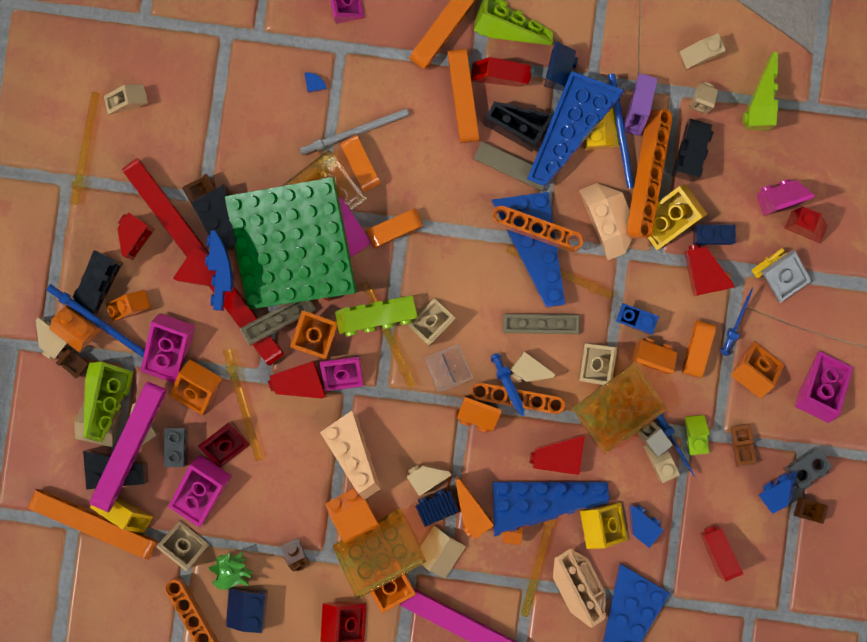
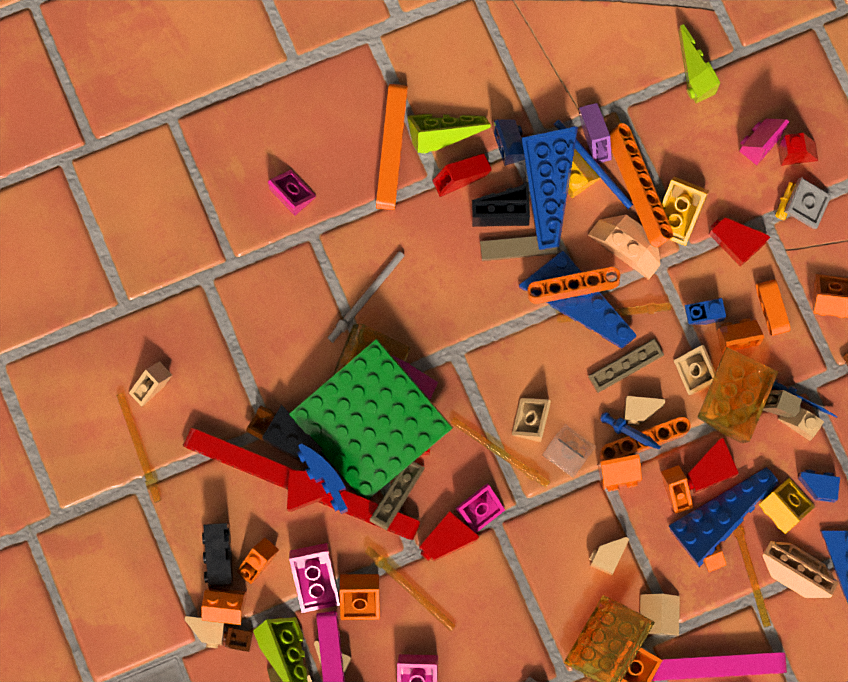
camera: 30 degrees left, 10 degrees down
(64, 298) = (202, 583): blue bar -> none
(132, 235) = (227, 492): red slope -> none
(175, 446) = (373, 659): dark grey brick -> none
(224, 444) = (415, 632): dark red slope -> none
(313, 335) = (437, 488): orange slope -> none
(314, 83) = (306, 275): blue tile -> none
(351, 452) = (529, 569): light nougat wedge -> none
(351, 515) = (564, 624): orange slope -> none
(360, 163) = (387, 320): orange beam -> none
(376, 314) = (481, 437): lime wedge -> none
(394, 228) = (450, 357): orange beam -> none
(437, 507) = (634, 575): dark blue brick -> none
(463, 95) = (441, 212): orange beam -> none
(473, 515) = (666, 560): orange slope -> none
(519, 456) = (677, 489): none -> orange slope
(692, 150) = (663, 145): black wedge -> none
(697, 434) = (816, 380): lime slope -> none
(702, 51) = (620, 59): tan slope -> none
(704, 98) = (646, 97): tan slope -> none
(714, 234) = (725, 204): dark blue brick -> none
(733, 334) = (793, 279): blue sword -> none

